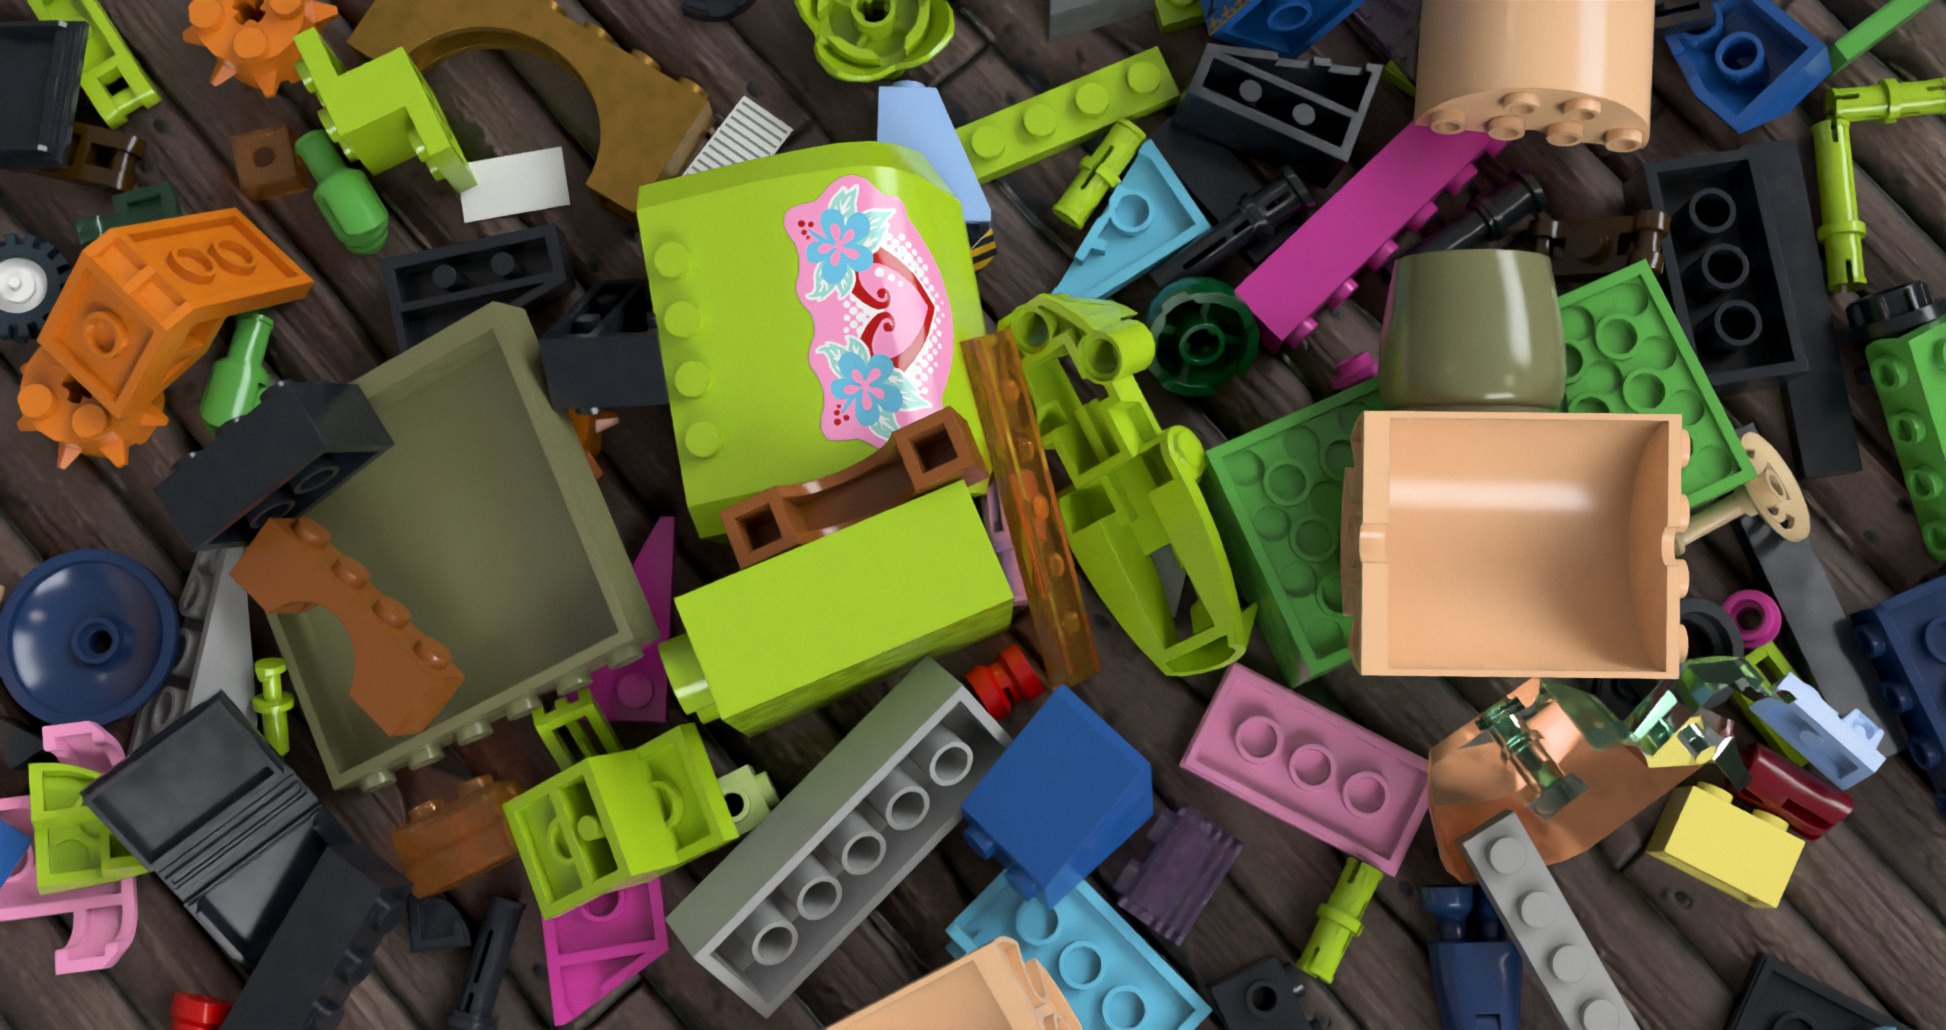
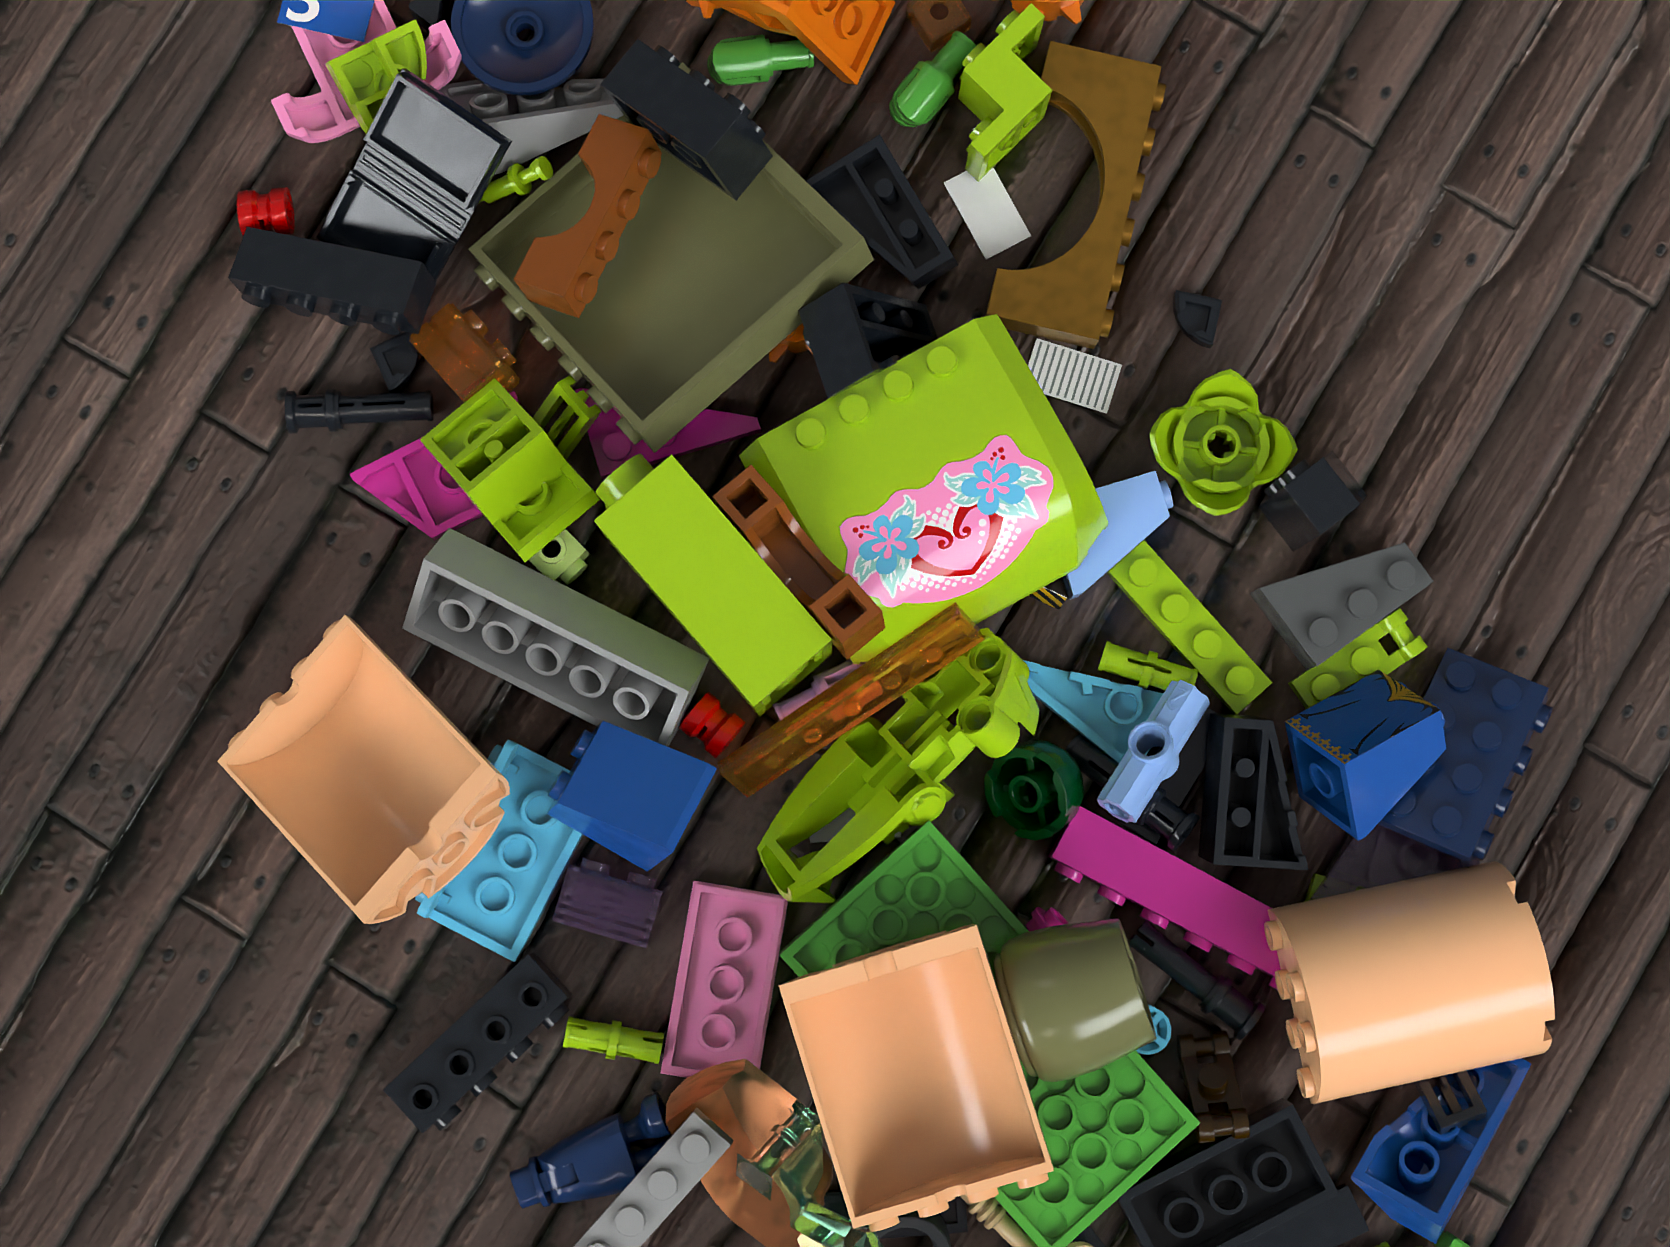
camera: 70 degrees right, 5 degrees up
(1220, 208) = (1166, 727): none -> light blue piece

